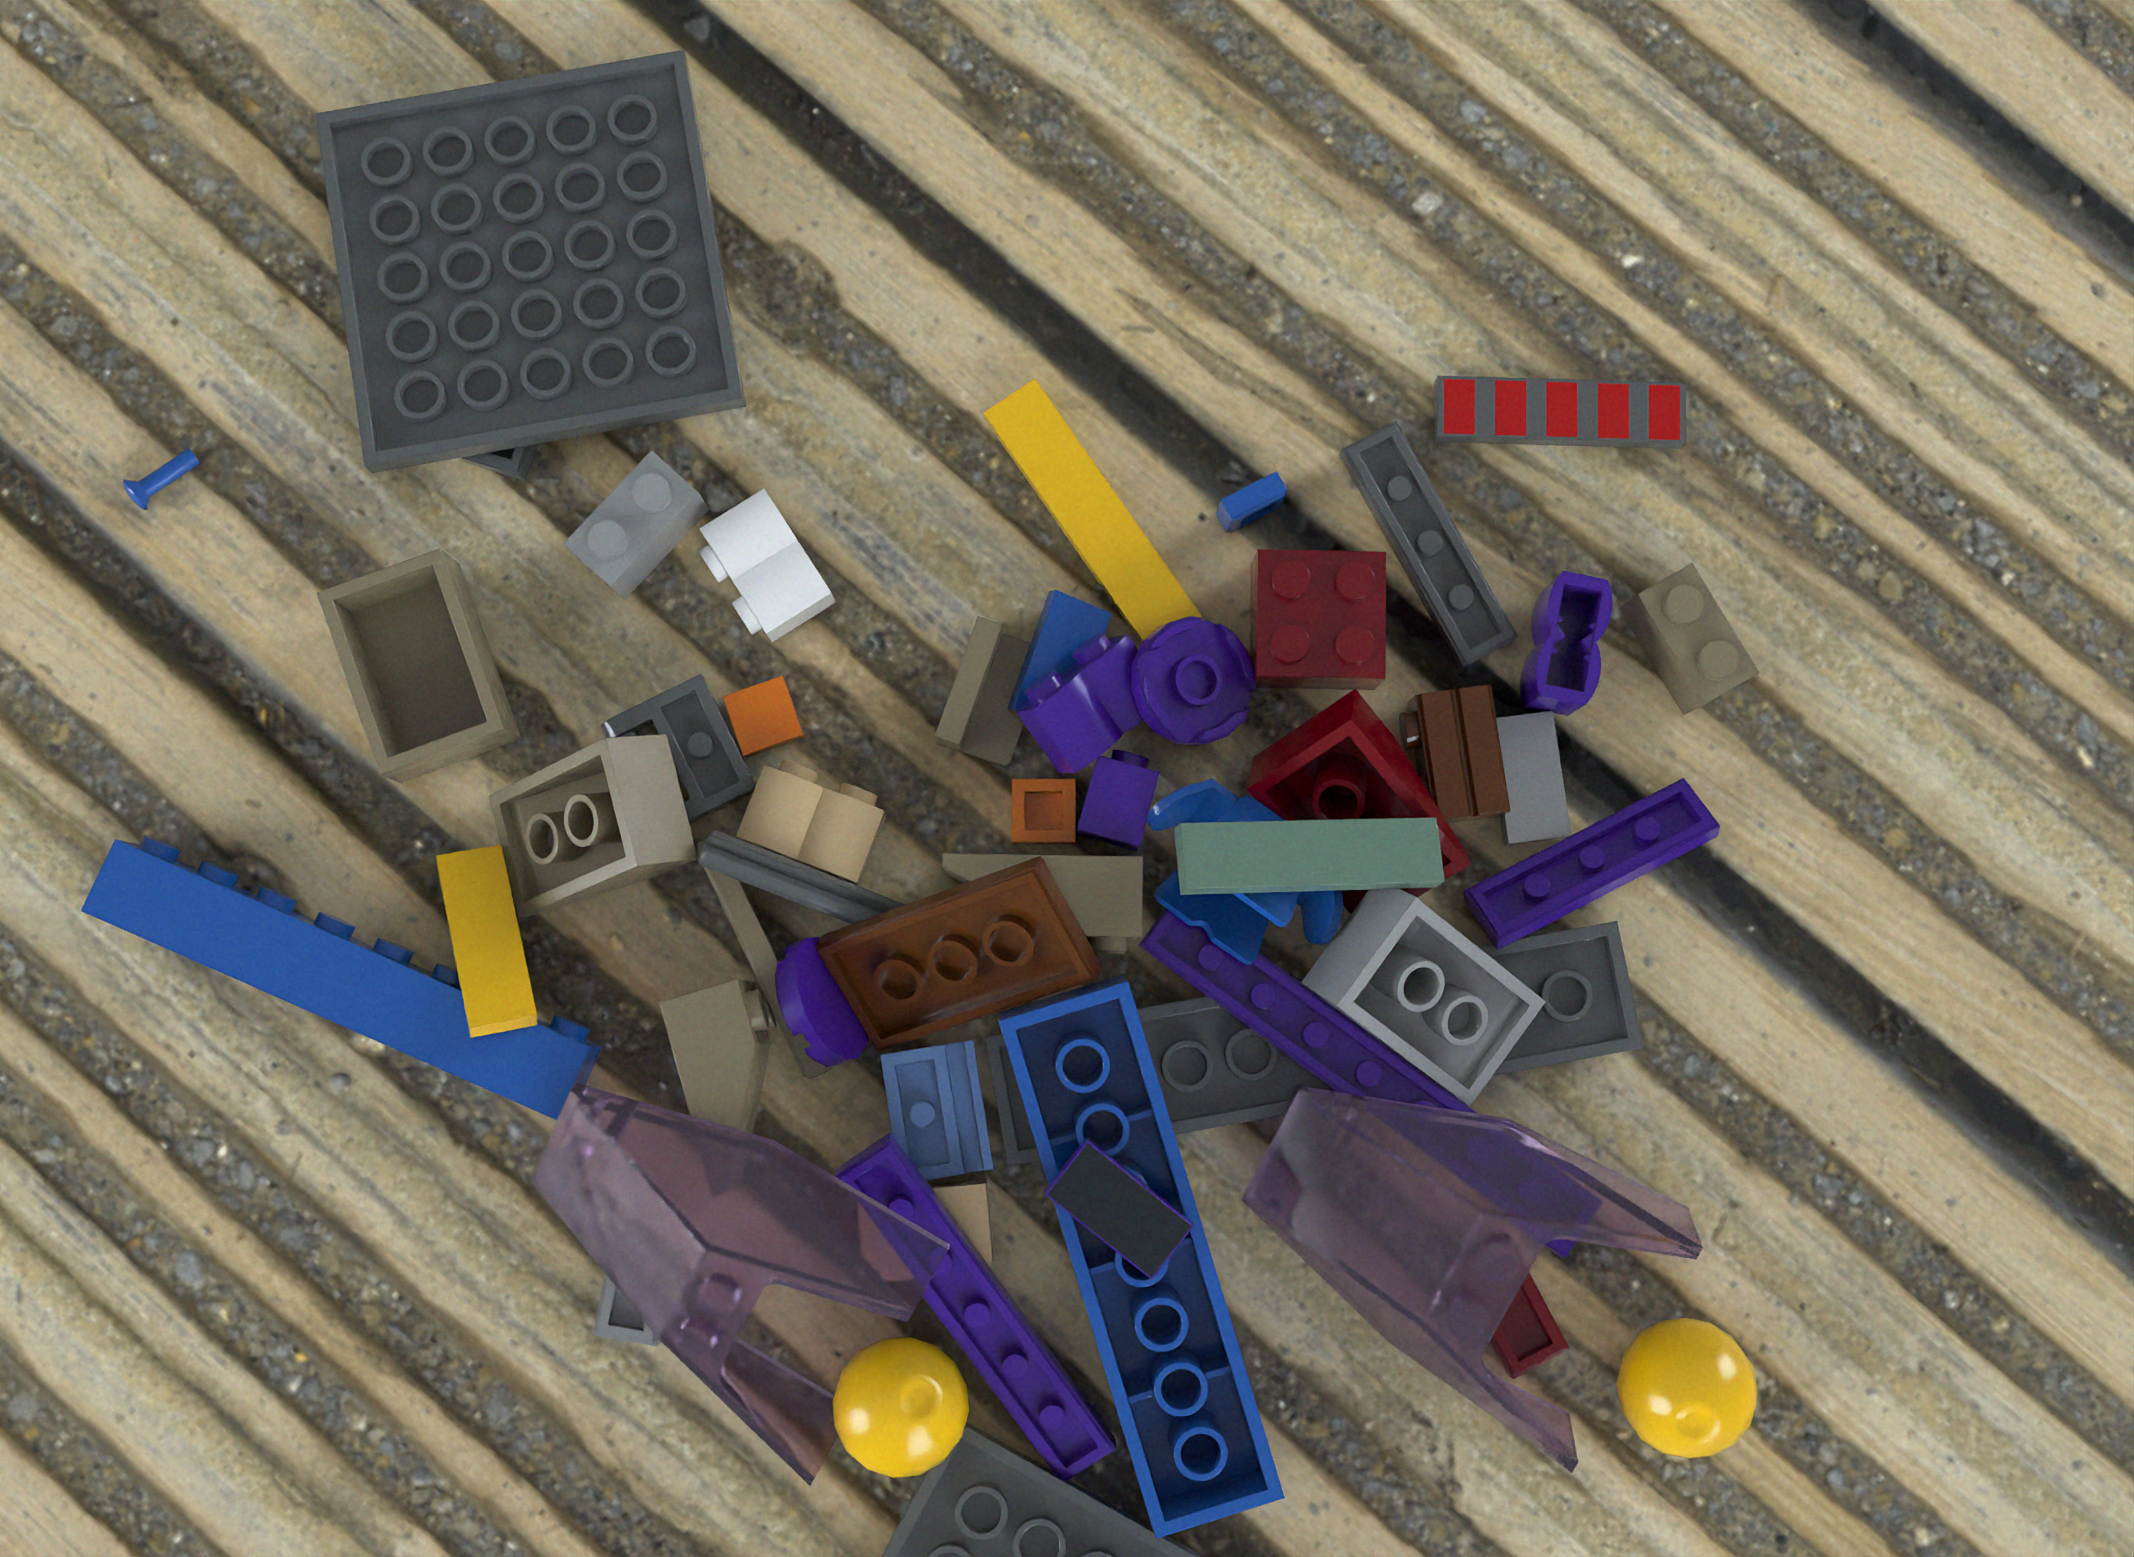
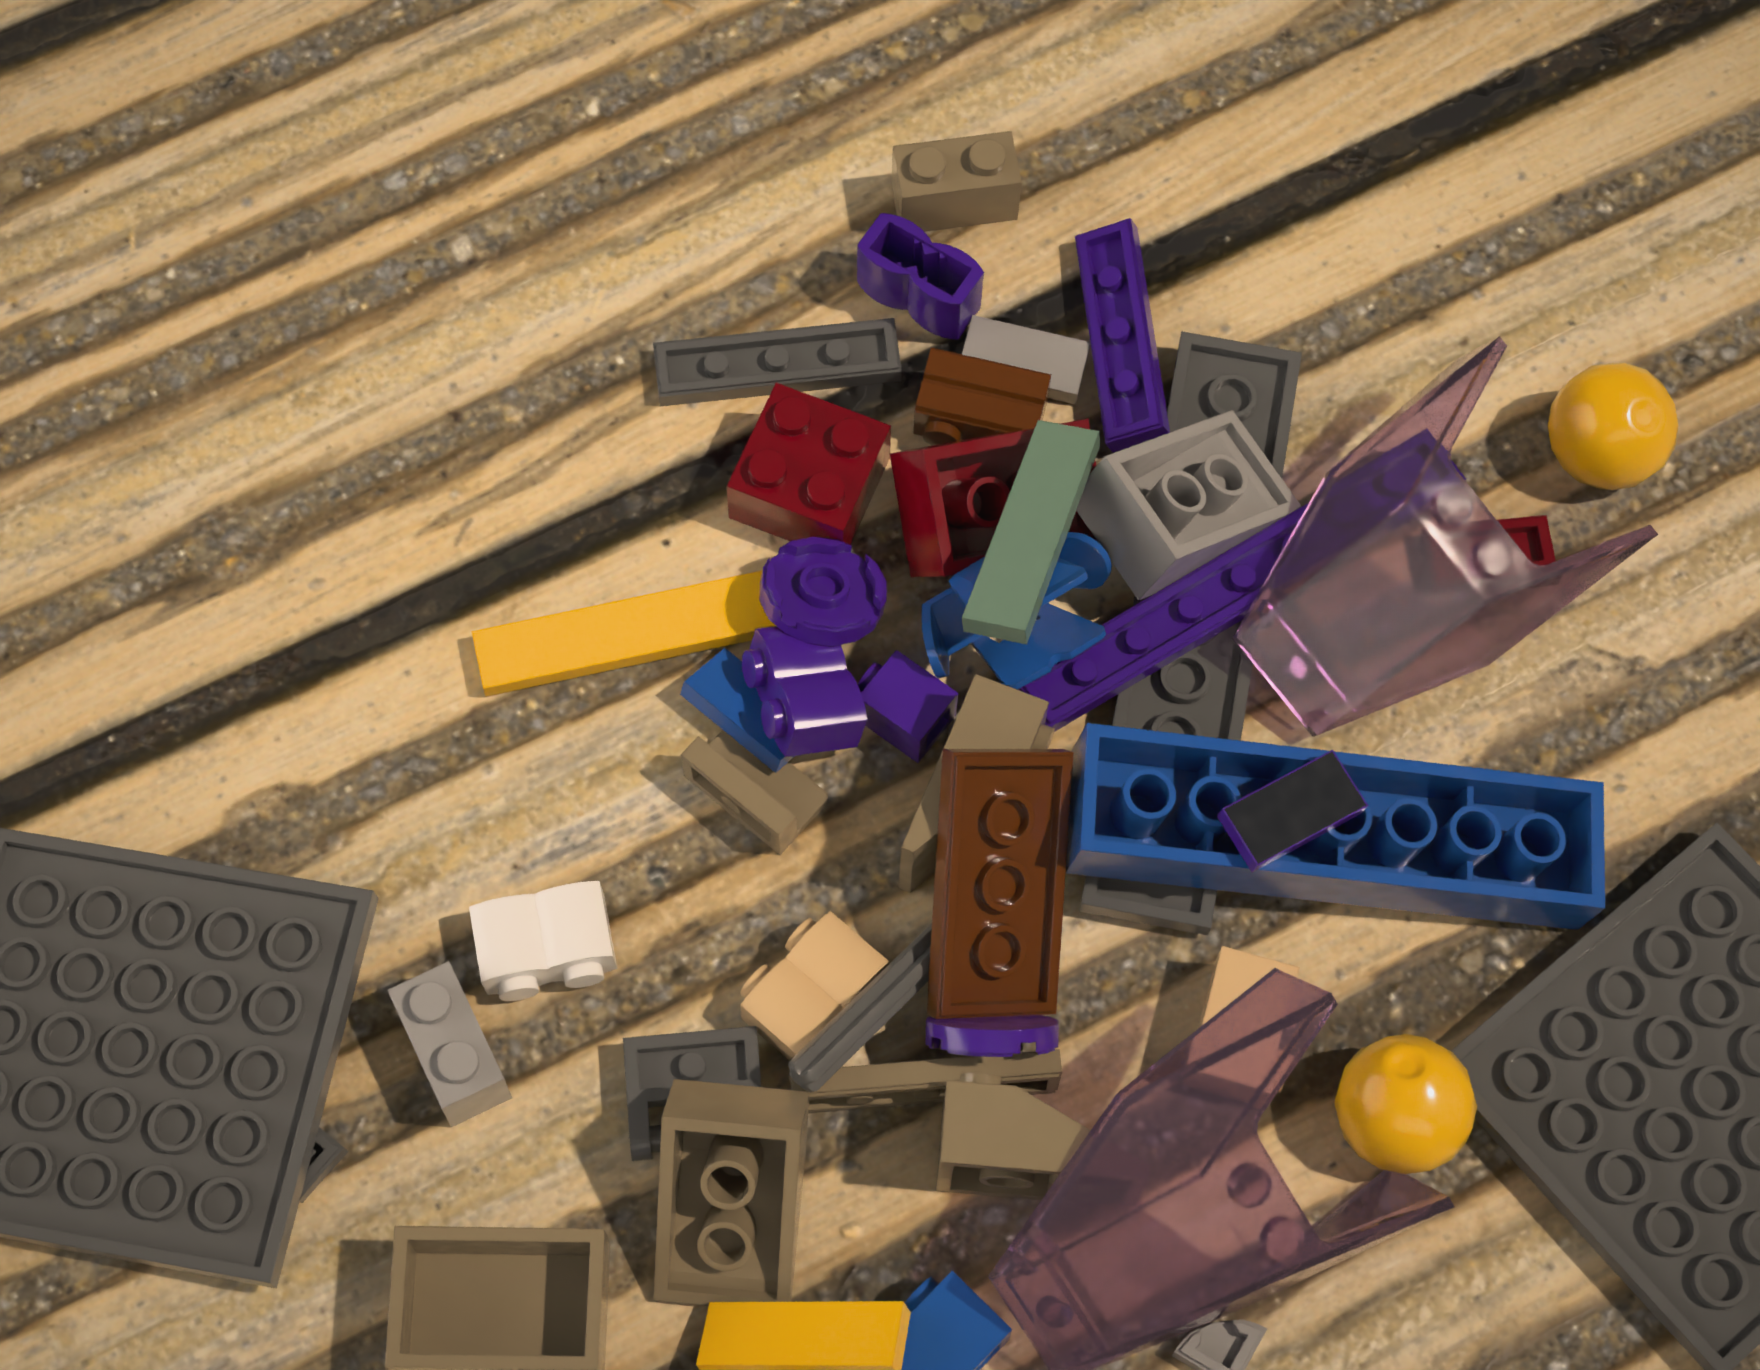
camera: 65 degrees left, 15 degrees down
(763, 717) = (687, 999): orange tile -> none
(938, 1108) = (1134, 977): medium blue plate -> none
(987, 1319) = (1366, 988): dark purple tile -> none
(1043, 811) = (885, 779): orange tile -> none
(1251, 502) = (676, 487): blue tile -> none
(1559, 412) = (704, 213): tile -> none

